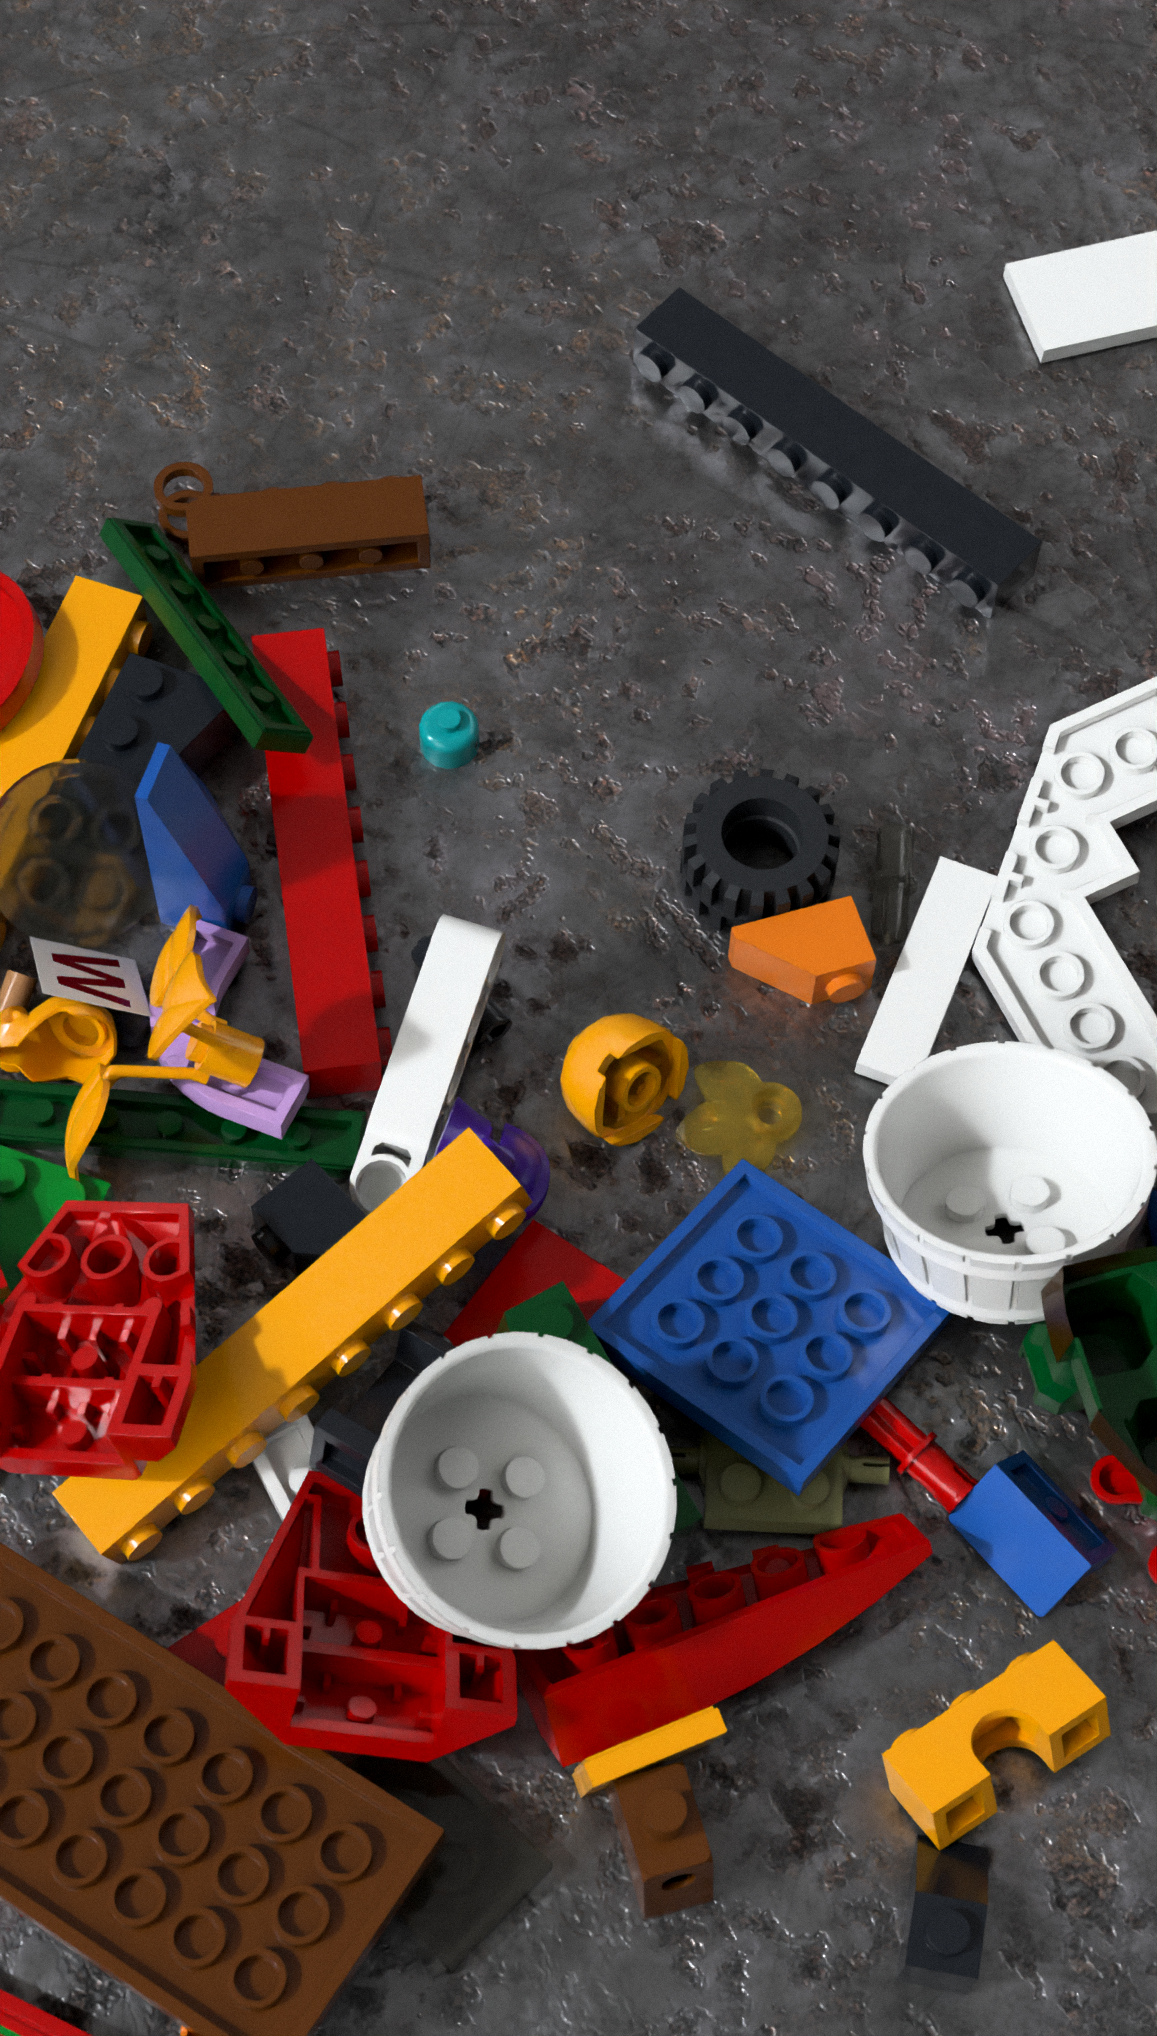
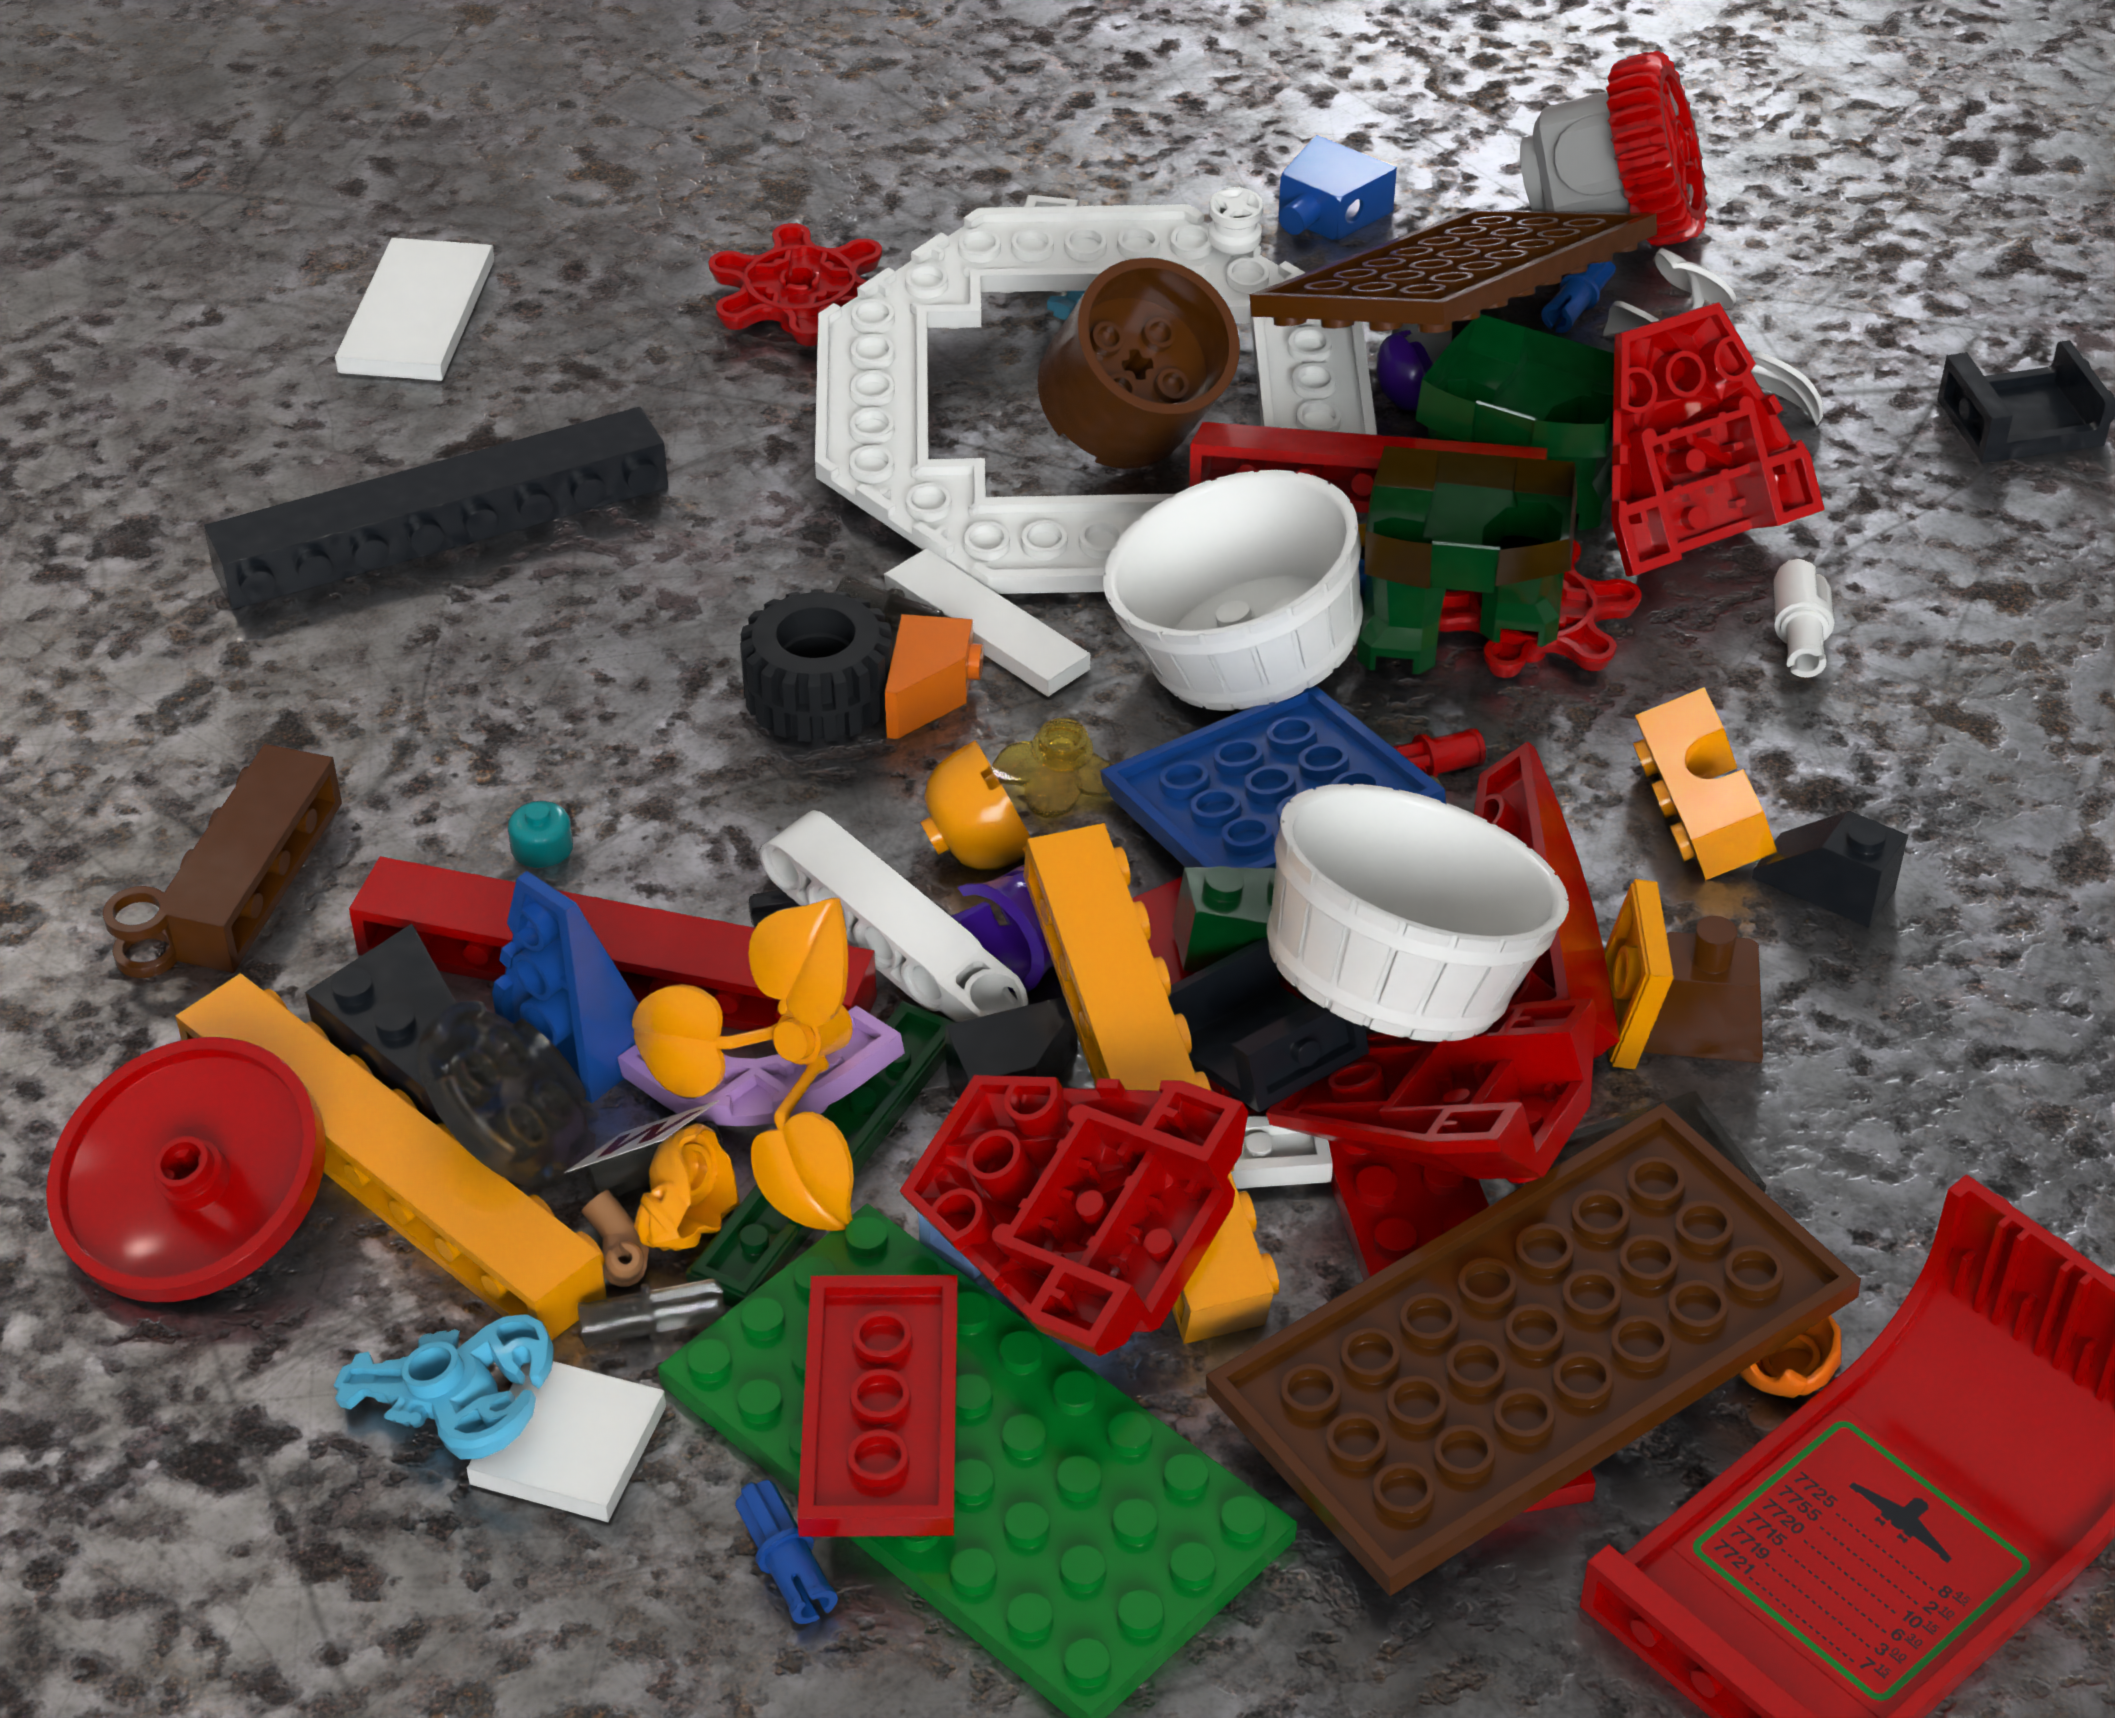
camera: 65 degrees left, 20 degrees down
(206, 637) = (320, 934): dark green tile -> none
(1031, 1532) = (1547, 714): blue panel -> none

